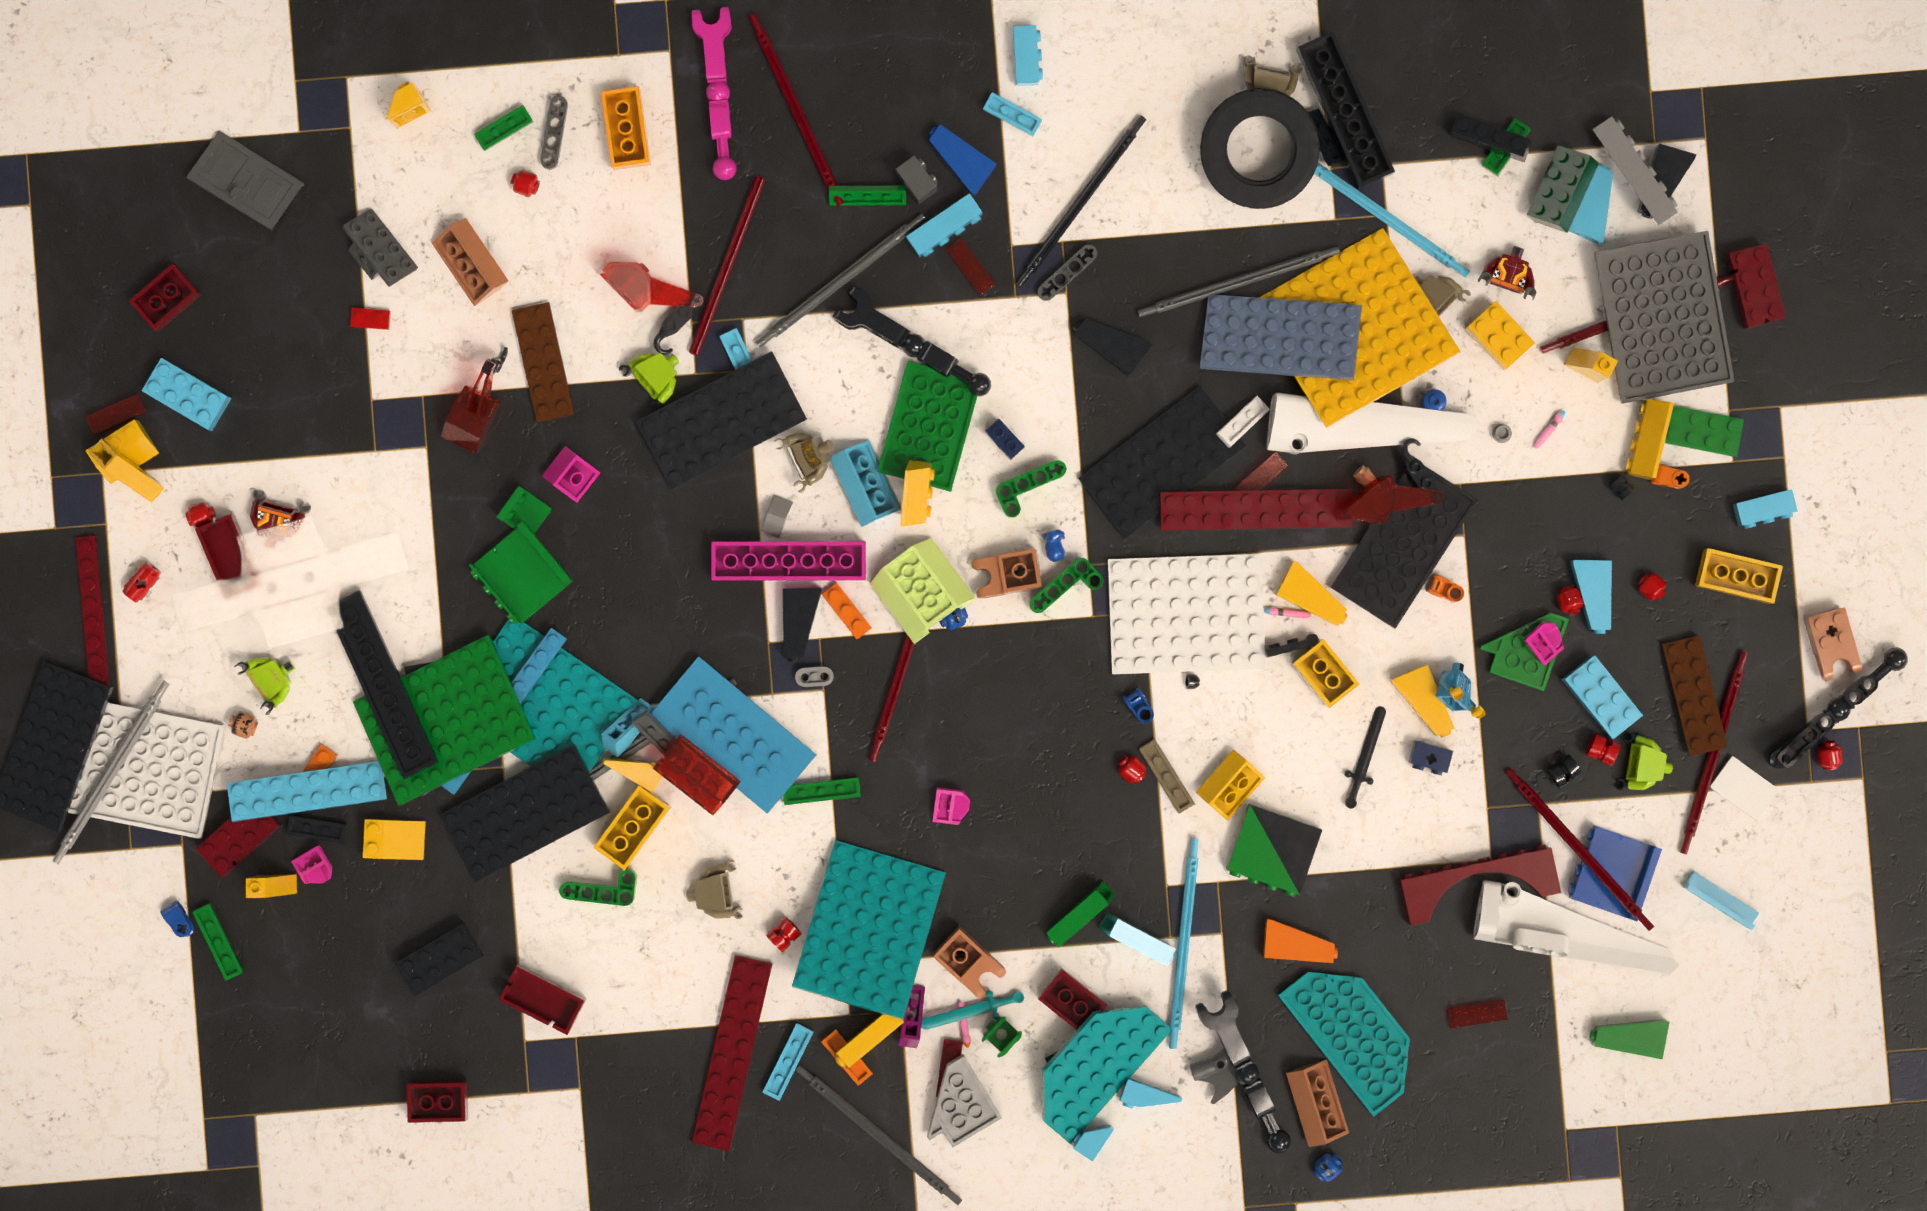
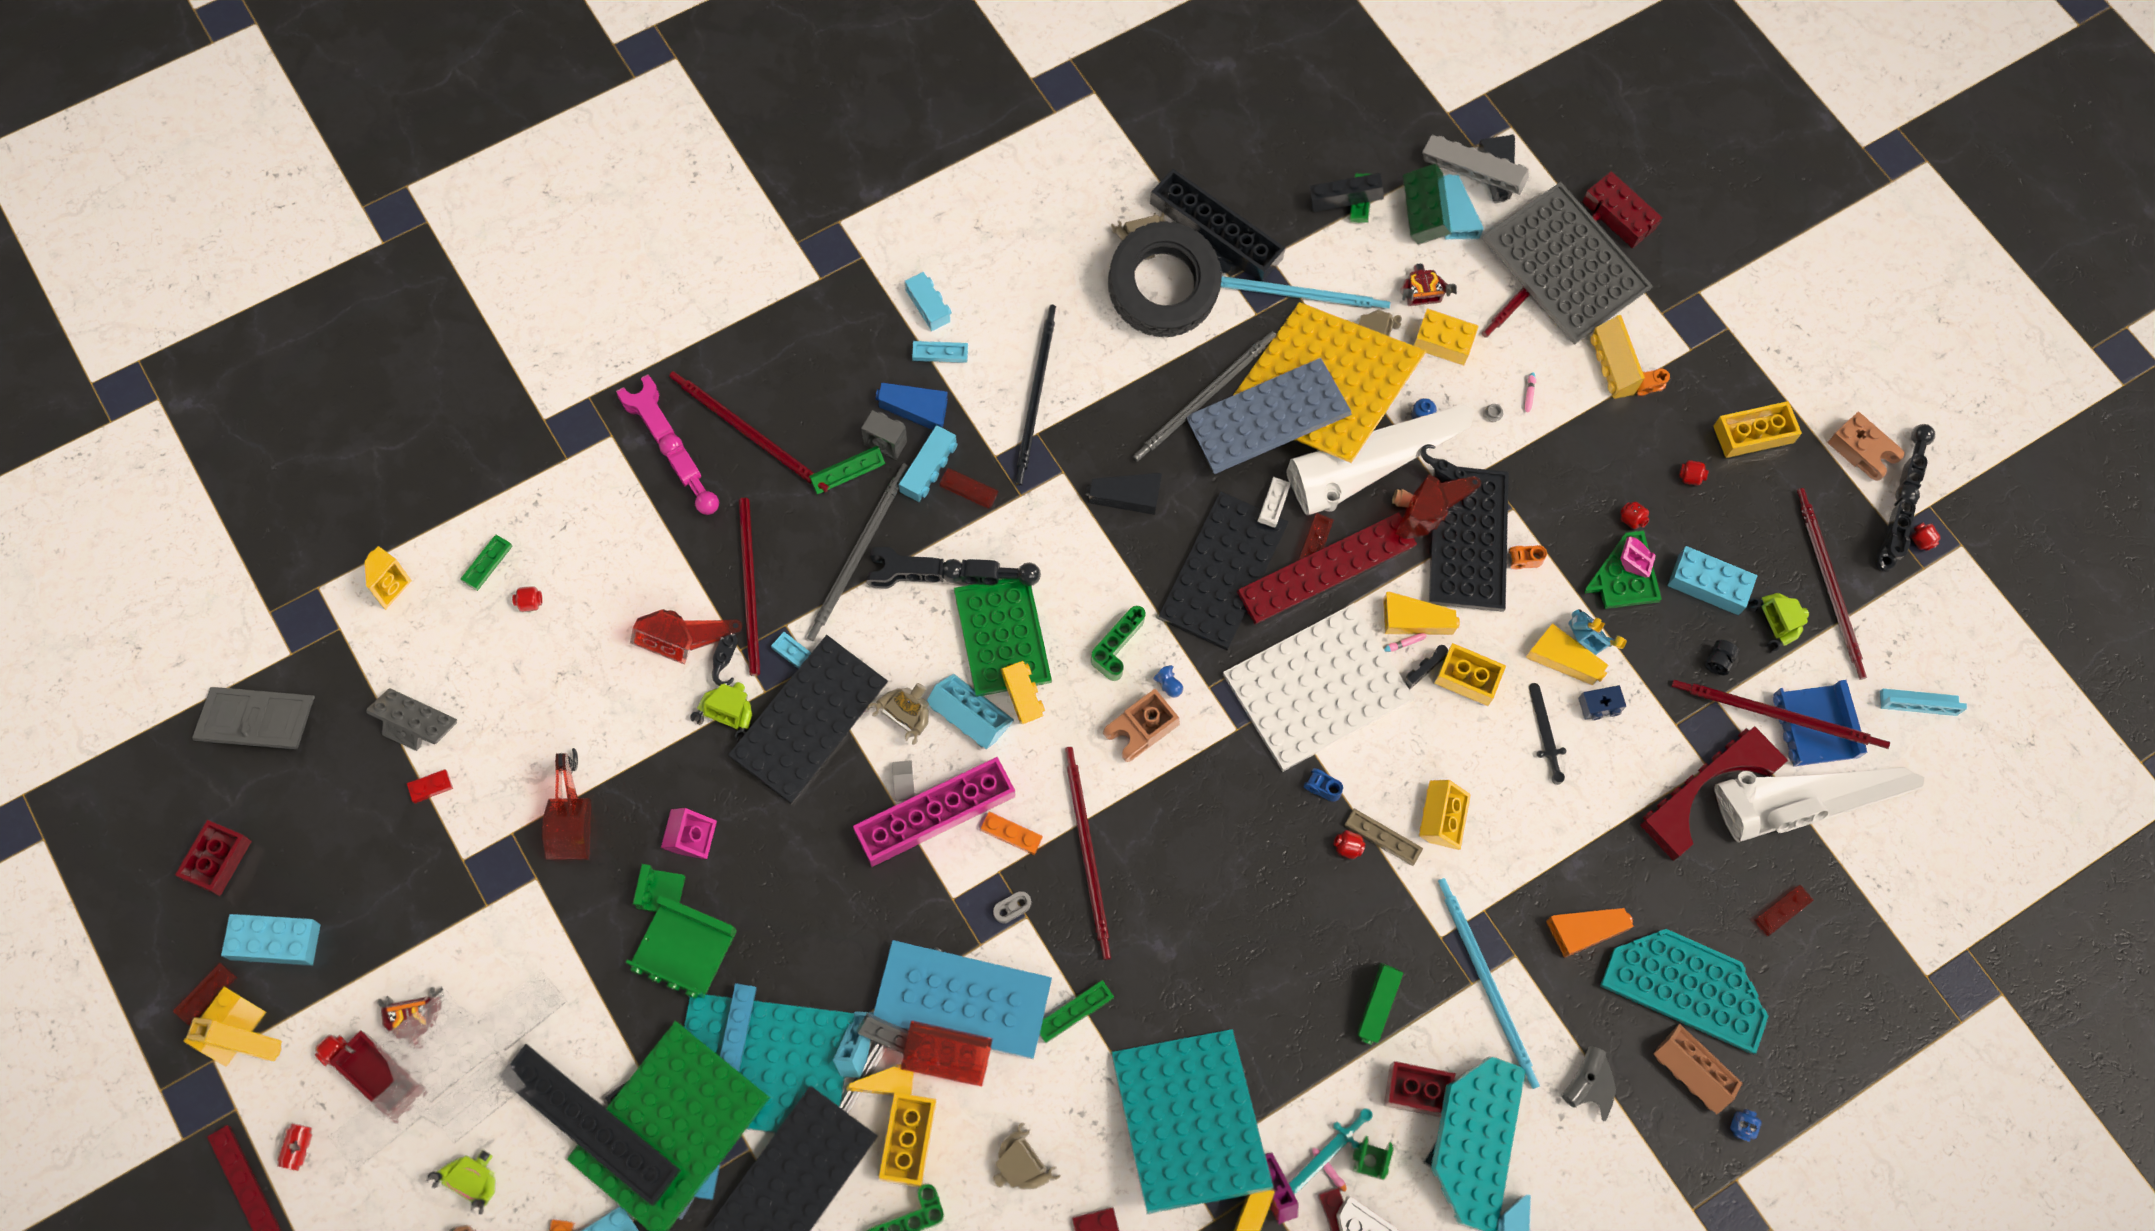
camera: 35 degrees left, 20 degrees down
(469, 261) = (504, 690): nougat slope -> none
(543, 362) = (616, 748): reddish brown plate -> none
(551, 132) = (533, 547): dark grey beam -> none
(625, 128) = (600, 510): light orange brick -> none
(783, 934) = (1110, 1169): red wheel -> none
(798, 618) = (969, 859): black slope -> none
(921, 588) = (1069, 777): yellowish green slope -> none
(950, 806) = (1202, 963): dark pink slope -> none
(955, 619) = (1112, 788): blue head -> none
(971, 965) = (1306, 1103): nougat brick -> none
(1004, 439) = (1076, 613): dark blue brick -> none
(1062, 588) = (1196, 715): green beam -> none
(1070, 275) = (1054, 454): dark grey beam -> none
(1137, 939) = (1443, 998): slope -> none
(1143, 1095) = (1533, 1148): medium azure slope -> none
(1192, 681) = (1356, 741): black hinge -> none
(1246, 1071) = (1619, 1070): black piece -> none
(1274, 850) = (1519, 853): panel -> none
(1591, 364) = (1536, 318): yellow slope -> none
(1595, 585) = (1647, 490): medium azure slope -> none
(1603, 749) = (1738, 622): red wheel -> none
(1622, 486) = (1619, 407): black wheel -> none
(1637, 1038) = (1932, 858): green slope -> none
(1694, 695) = (1786, 543): reddish brown plate -> none
(1704, 431) = (1658, 335): green plate -> none
(1744, 788) = (1874, 599): white tile -> none
(1765, 509) = (1741, 370): medium azure brick -> none

